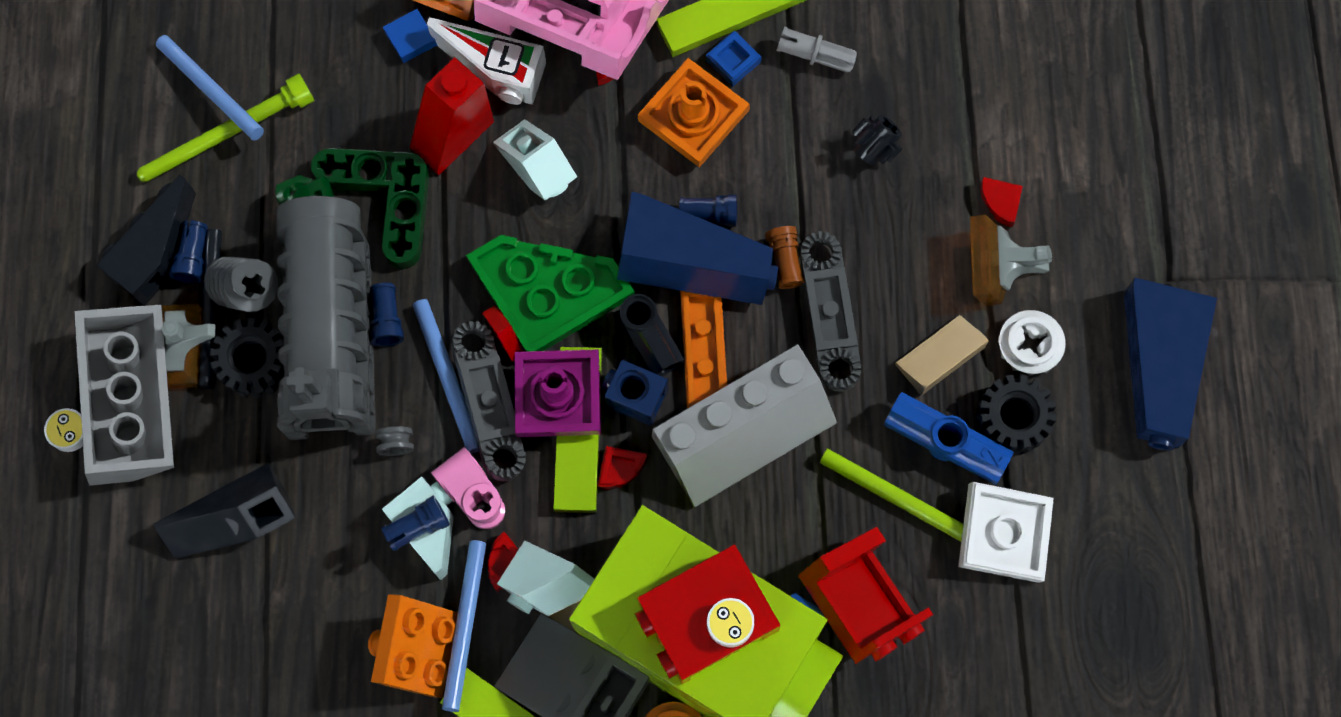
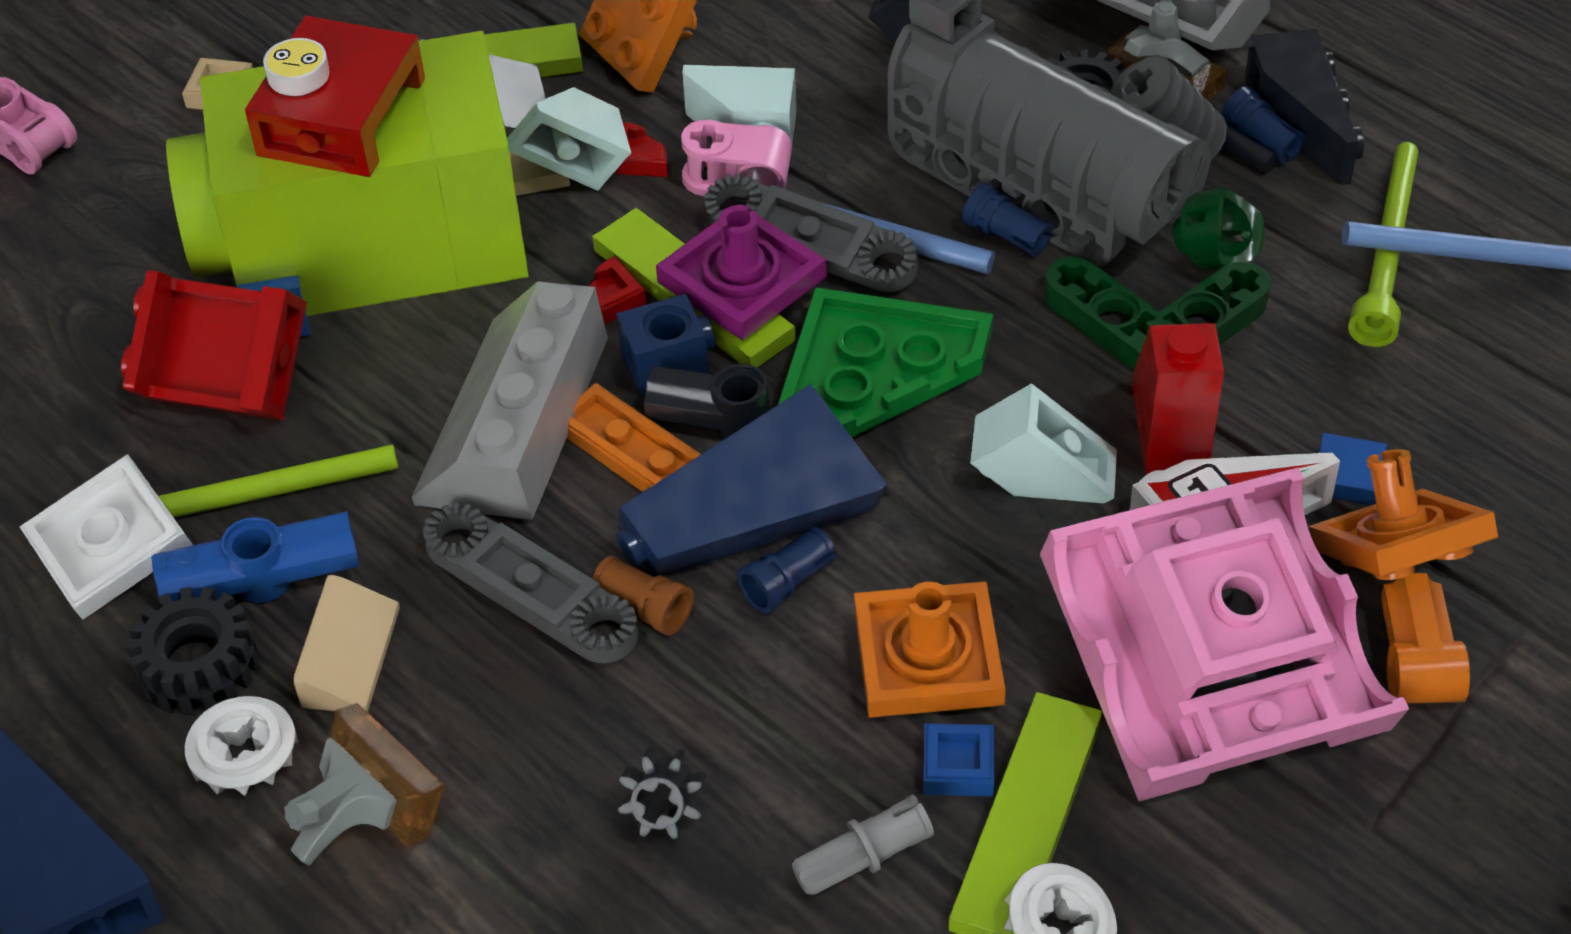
camera: 135 degrees right, 25 degrees down
(394, 441) = (859, 141): dark grey bush -> none
(425, 519) = (738, 72): dark blue pin -> none
(464, 626) = (616, 76): medium blue bar -> none
(503, 331) = (872, 281): red tile -> none
(1001, 199) = (432, 878): red tile -> none

